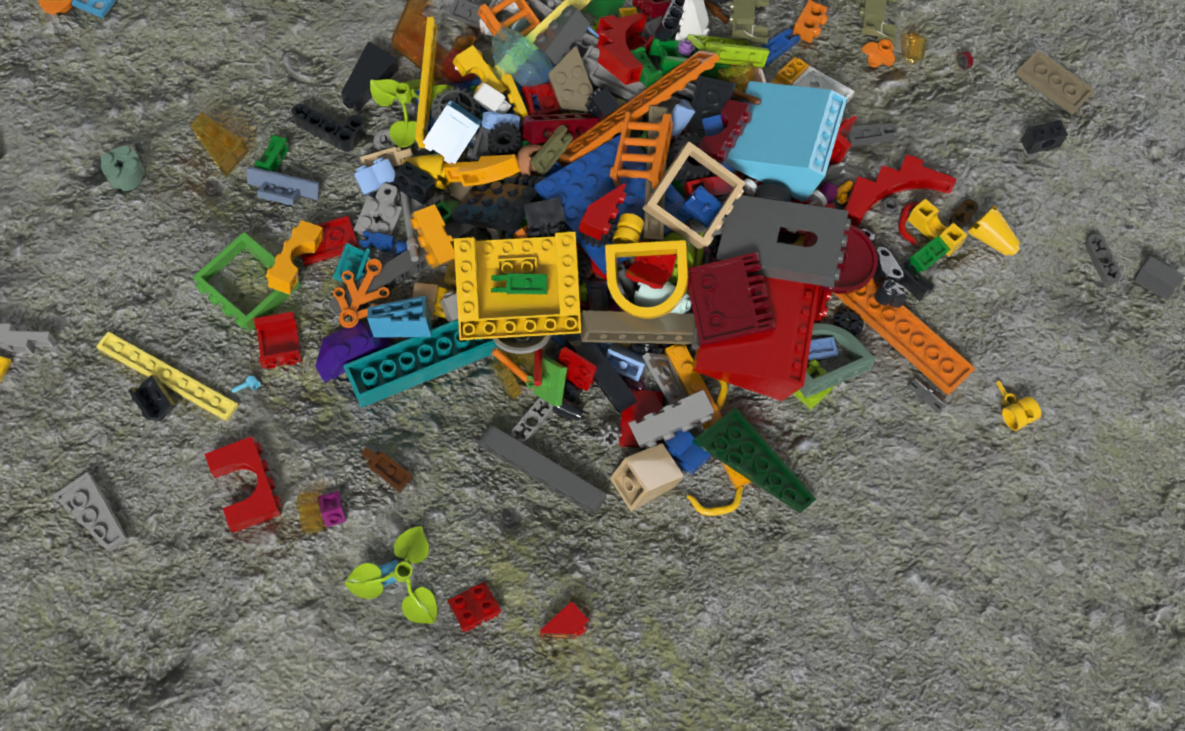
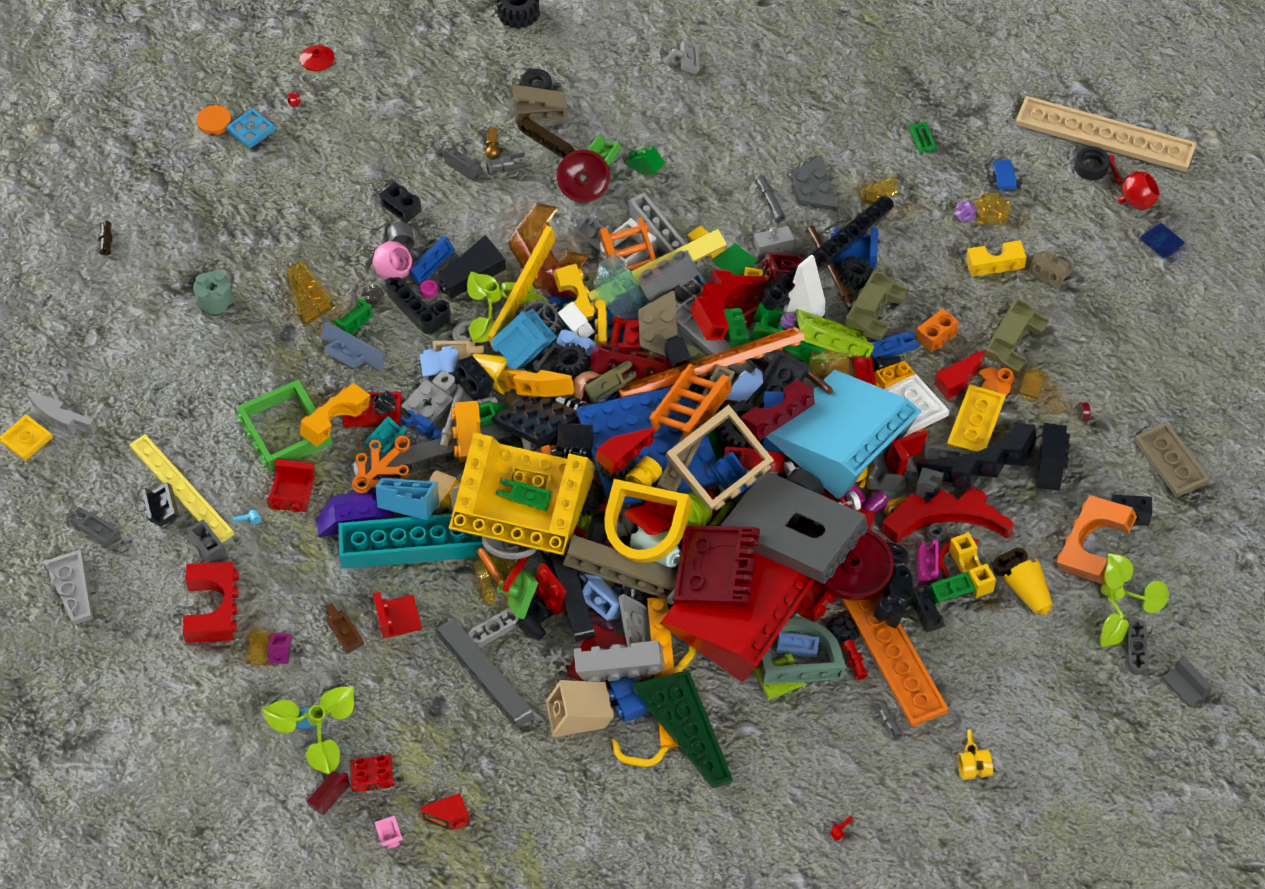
camera: 25 degrees right, 10 degrees down
(93, 443) = (95, 527): none -> dark grey hinge
(216, 425) = (206, 542): none -> dark grey brick
(273, 31) = (400, 202): none -> black brick
(284, 128) = (373, 295): none -> clear smoke gear
(285, 61) = (401, 233): none -> dark grey helmet
(289, 89) = (392, 260): none -> bright pink piece
(325, 80) = (431, 260): none -> blue hinge
(333, 107) = (428, 288): none -> dark pink tile
(338, 231) = (384, 403): none -> black gear
(434, 439) = (396, 615): none -> red bracket
(439, 642) = (328, 792): none -> dark red panel
(517, 664) = (388, 832): none -> bright pink bracket
(766, 73) = (863, 369): none -> red tile
(778, 63) = (885, 361): none -> black cone
(844, 61) = (956, 378): none -> red slope
(869, 163) = (929, 484): none -> dark grey hinge
(879, 93) = (976, 419): none -> yellow plate
(881, 357) = (854, 660): none -> red pin
(897, 237) = (927, 563): none -> dark pink hinge
(908, 130) = (988, 462): none -> black arch
(929, 518) = (837, 832): none -> red hand
(960, 106) = (1053, 456): none -> black wedge
(1026, 148) = (1095, 514): none -> orange arch
(1075, 197) = (1117, 572): none -> lime plant

